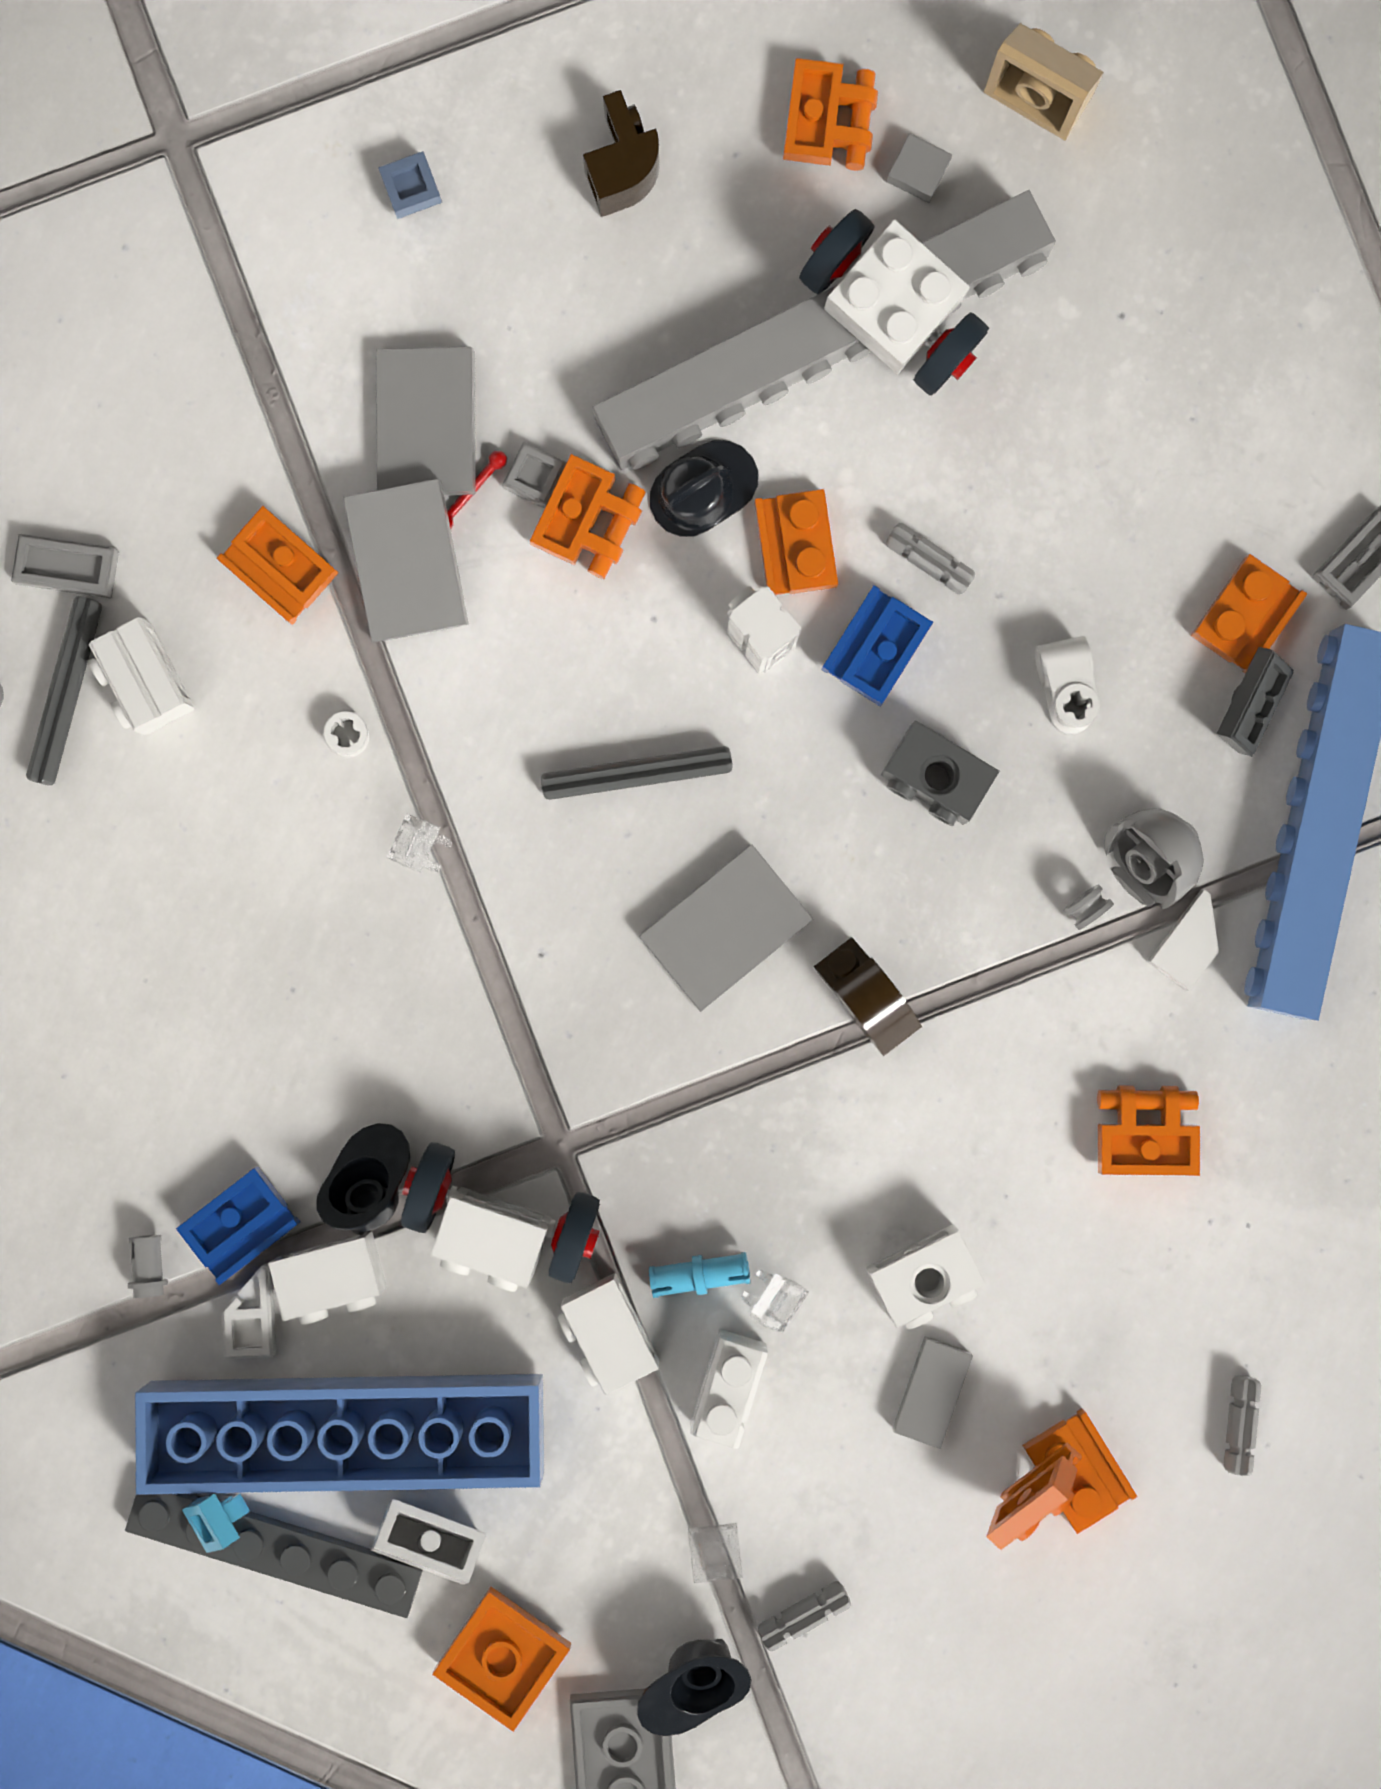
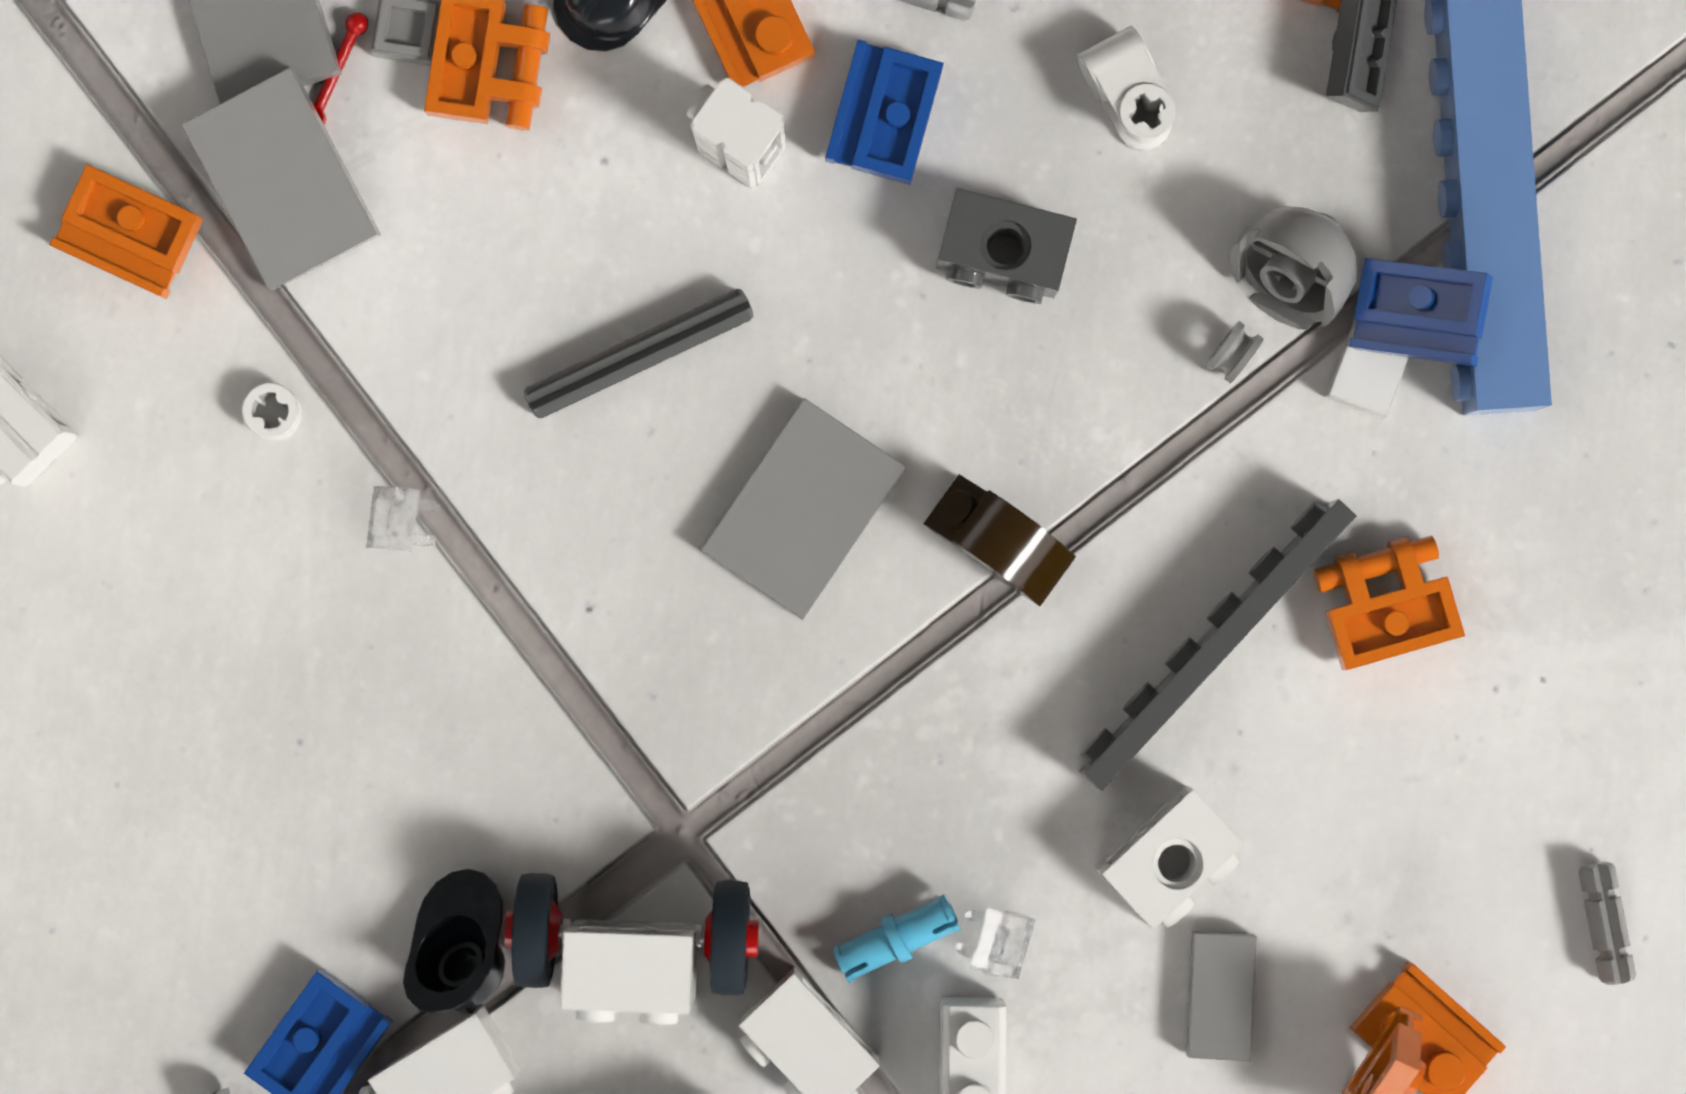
camera: 15 degrees left, 0 degrees up
(1025, 1112) = (1231, 623): none -> dark grey plate
(1240, 919) = (1421, 311): none -> blue plate

